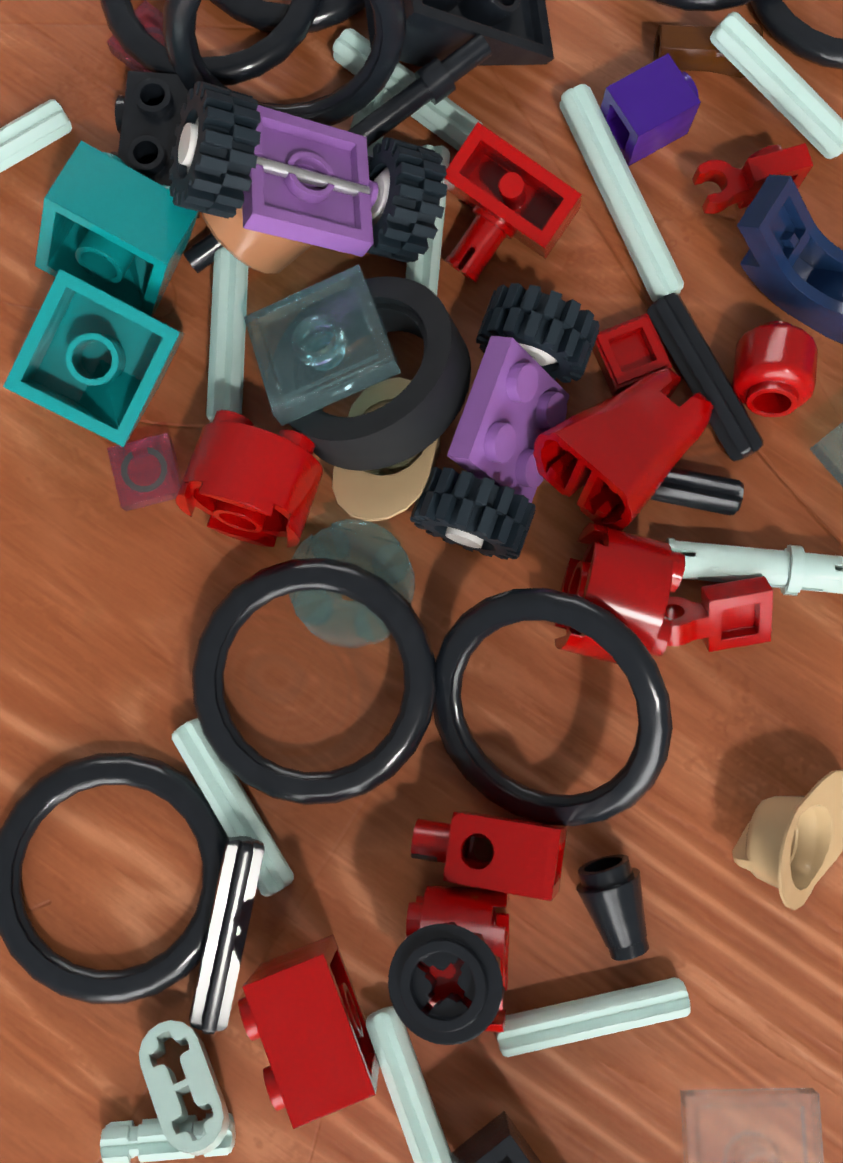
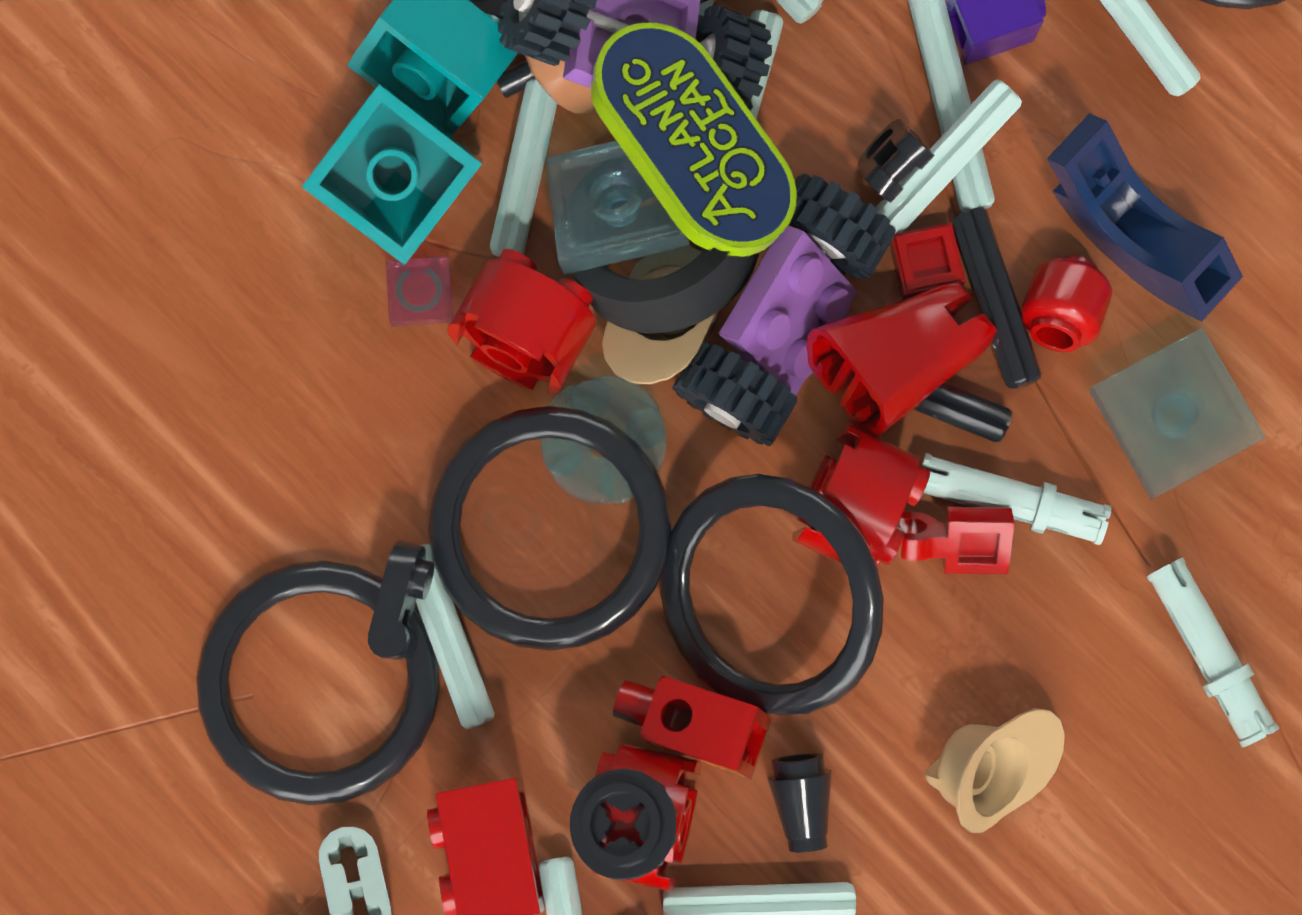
camera: 10 degrees right, 0 degrees up
(175, 763) = (404, 580): none -> black plate
(226, 934) = (421, 754): axle -> none
(384, 264) = (693, 139): none -> tile
(509, 200) = (830, 86): red brick -> none
(583, 257) = (892, 158): none -> black plate
(638, 242) = (952, 153): none -> light aqua axle
(743, 184) = (1099, 96): red plate -> none

